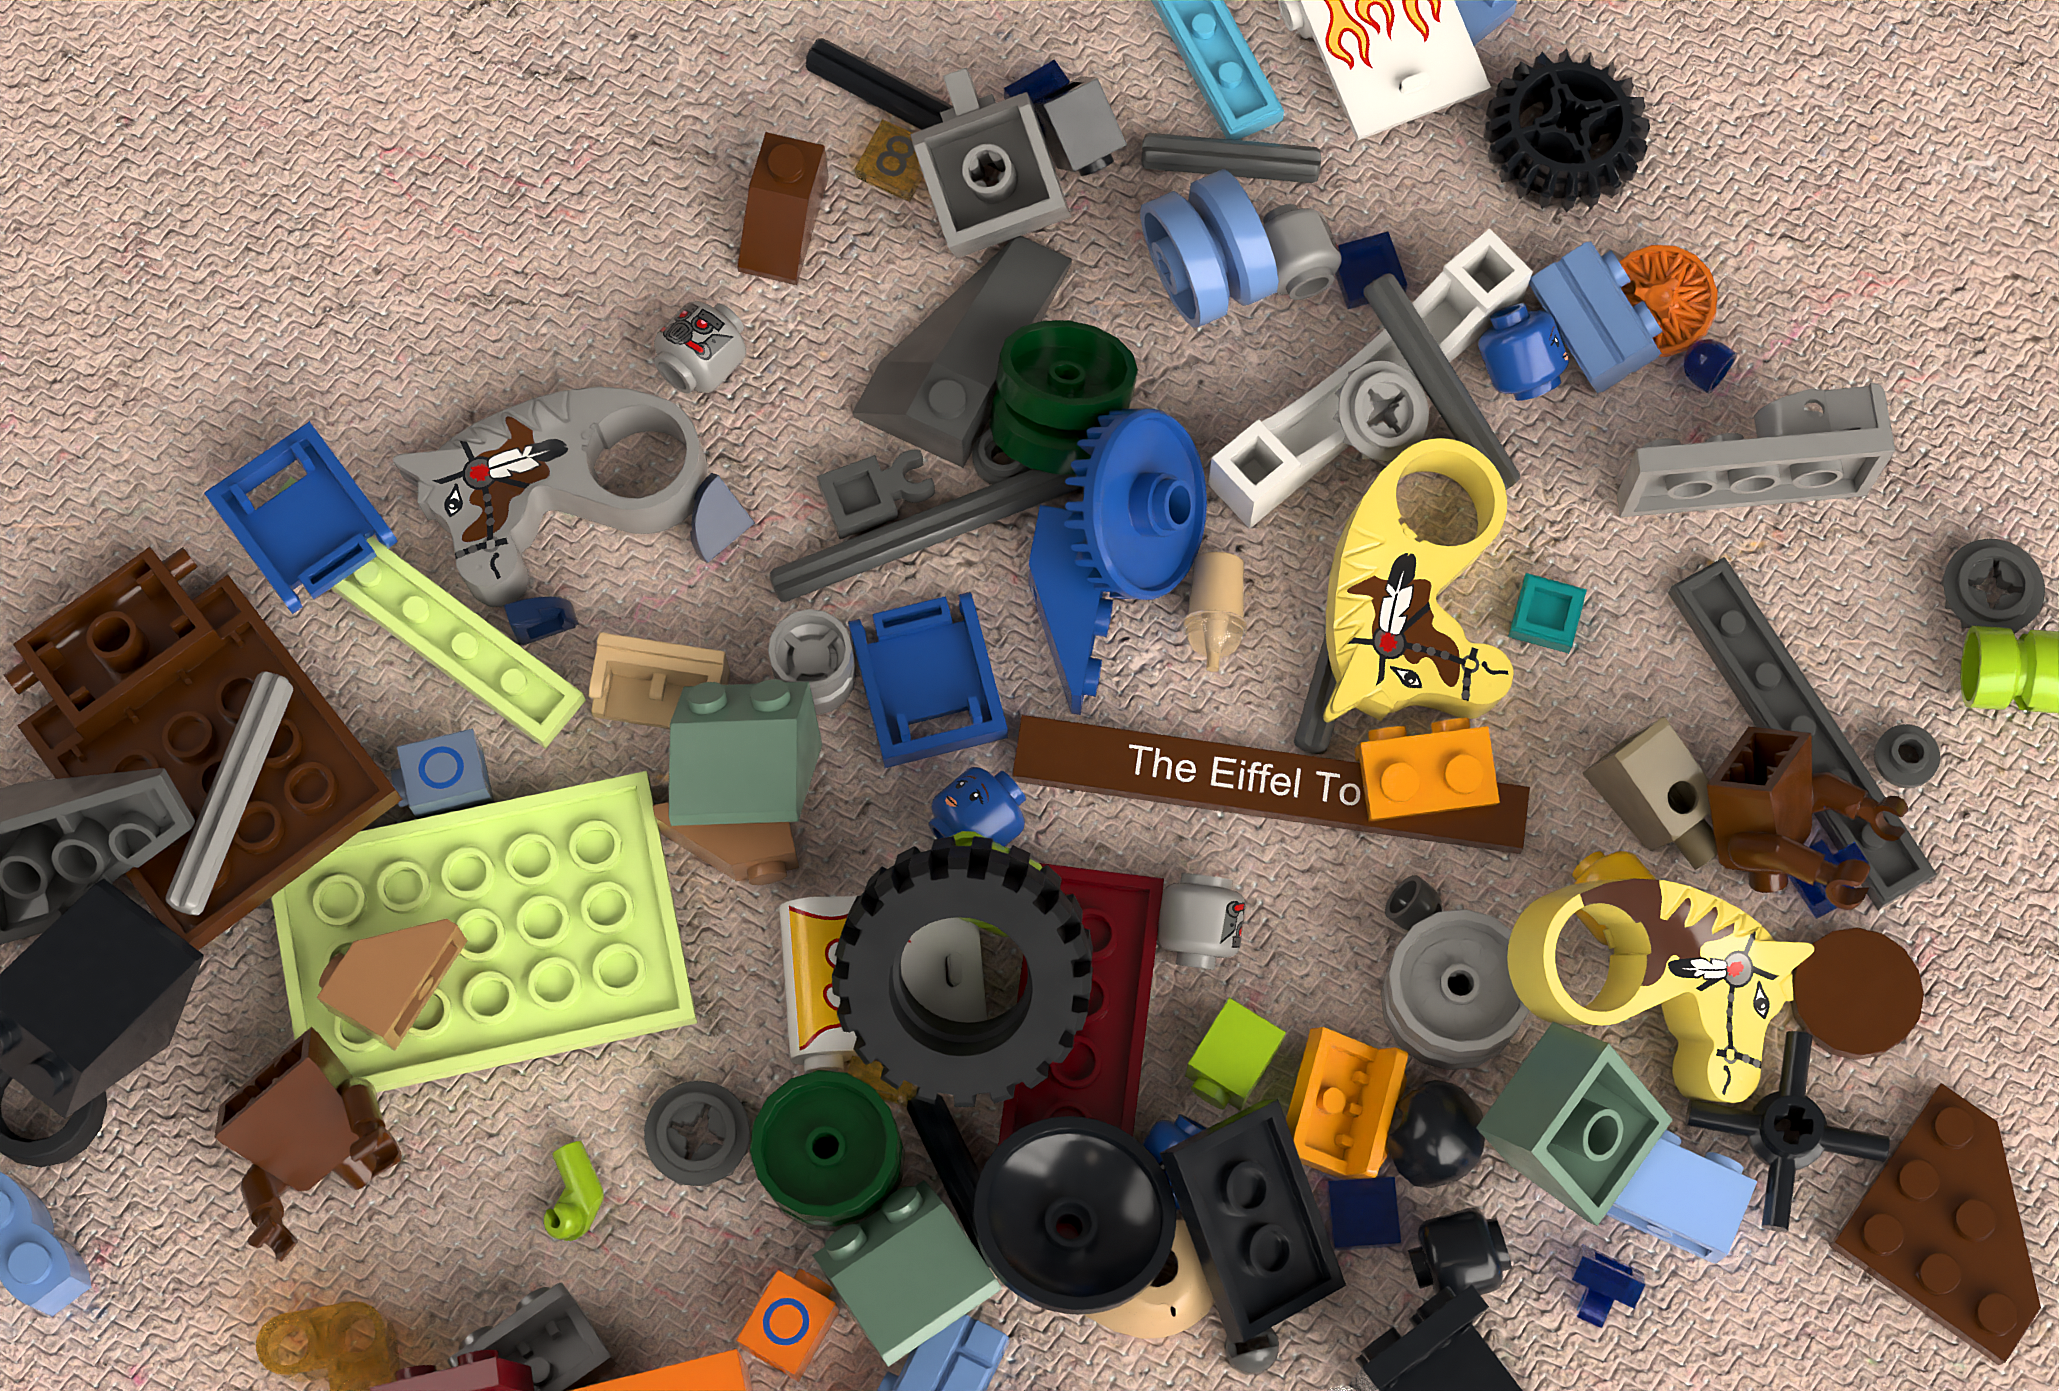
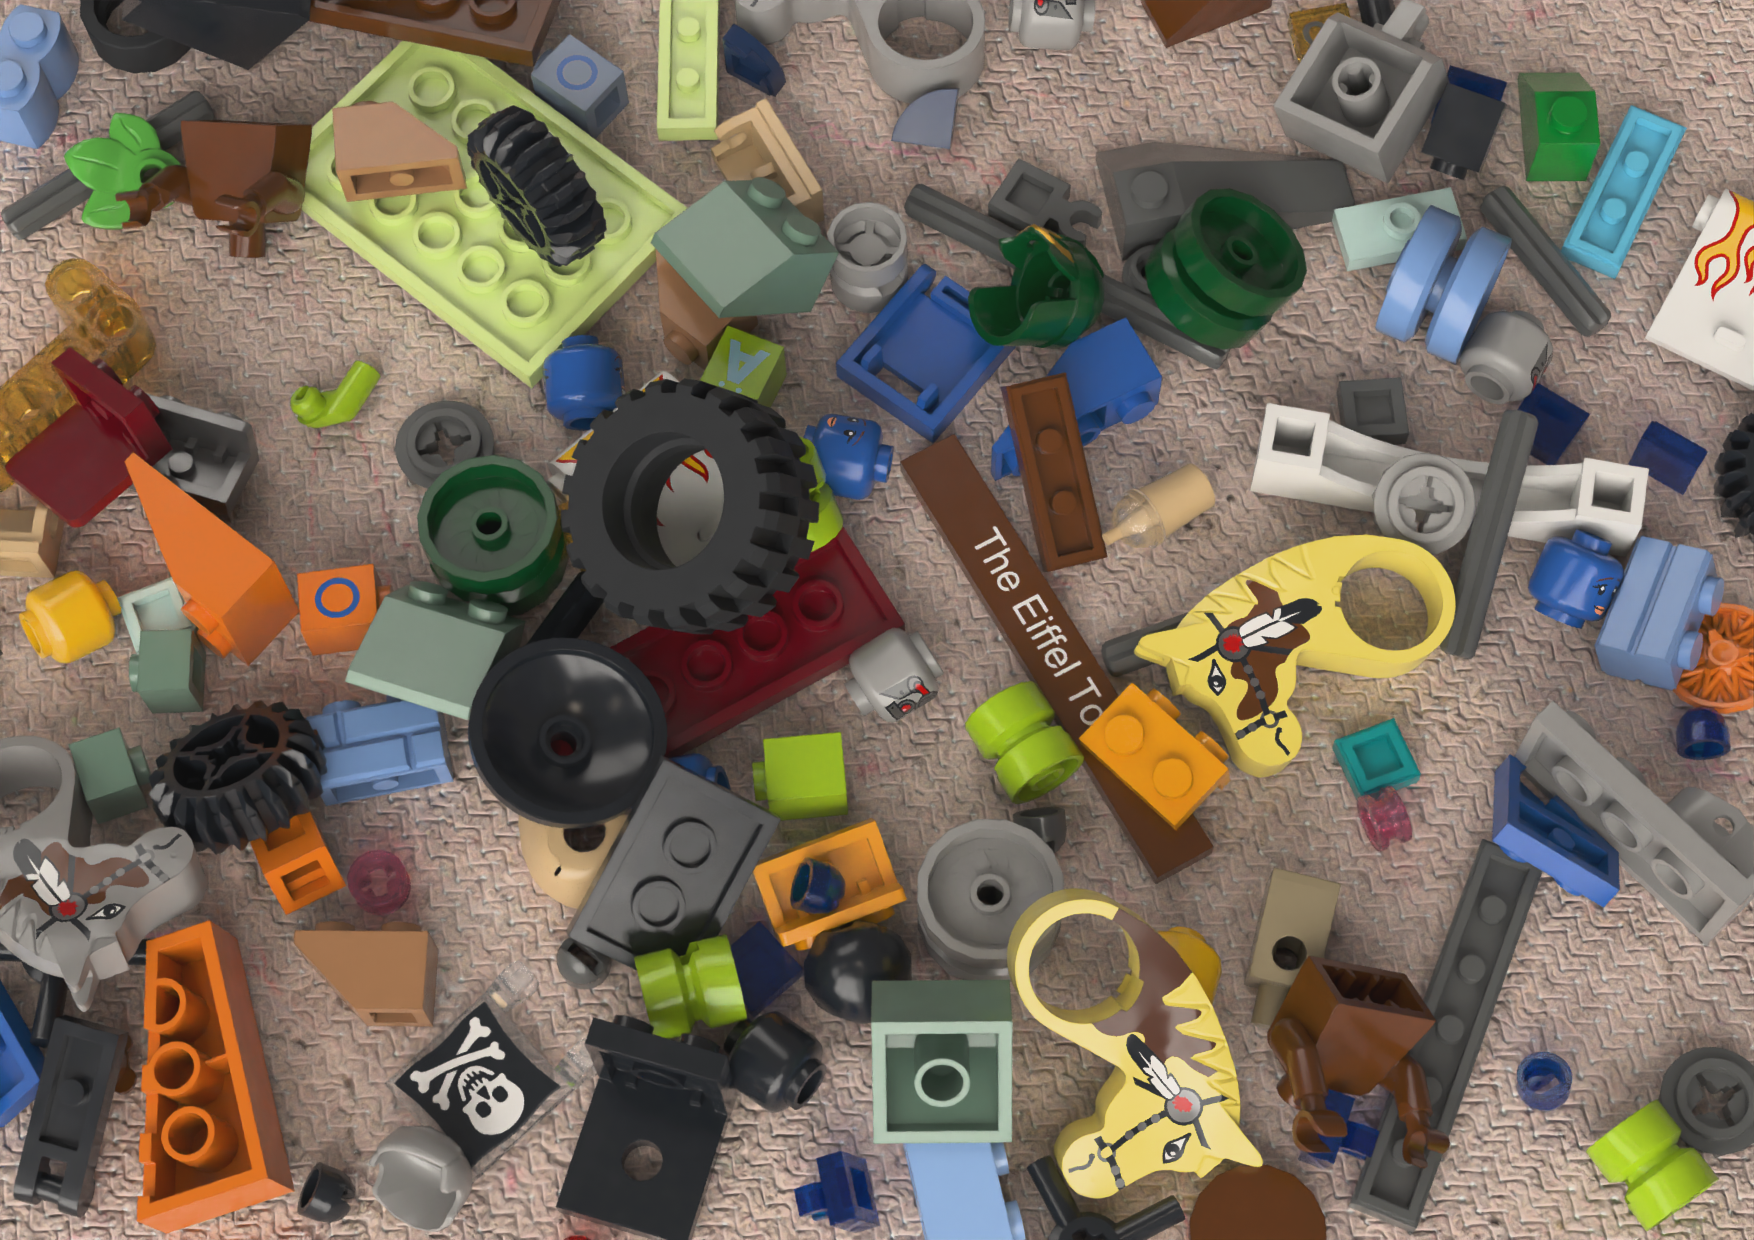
camera: 55 degrees right, 5 degrees down
(169, 1235) = (67, 191): none -> dark grey axle
(190, 1228) = (116, 167): none -> bright green plate
(551, 879) = (536, 186): none -> black gear
(735, 975) = (582, 381): none -> blue head
(839, 846) = (747, 366): none -> lime brick
(972, 556) = (1051, 293): none -> dark green helmet
(1109, 243) = (1379, 230): none -> light aqua plate
(1124, 50) = (1558, 126): none -> green slope
(1129, 663) = (1054, 472): none -> reddish brown tile
(1139, 504) = (1182, 377): blue wheel -> none
(1259, 384) = (1374, 408): none -> dark grey plate
(1339, 863) = (1019, 734): none -> lime wheel
(1345, 1115) = (817, 887): none -> hinge
(1360, 1275) = (691, 987): none -> lime wheel
(1472, 205) = (1668, 457): none -> clear blue tile
(1603, 644) = (1384, 818): none -> clear pink bush
(1711, 537) = (1552, 838): none -> blue wing
(1879, 693) = (1538, 1071): none -> clear blue hinge
(1897, 770) = (1489, 1148): dark grey plate -> none

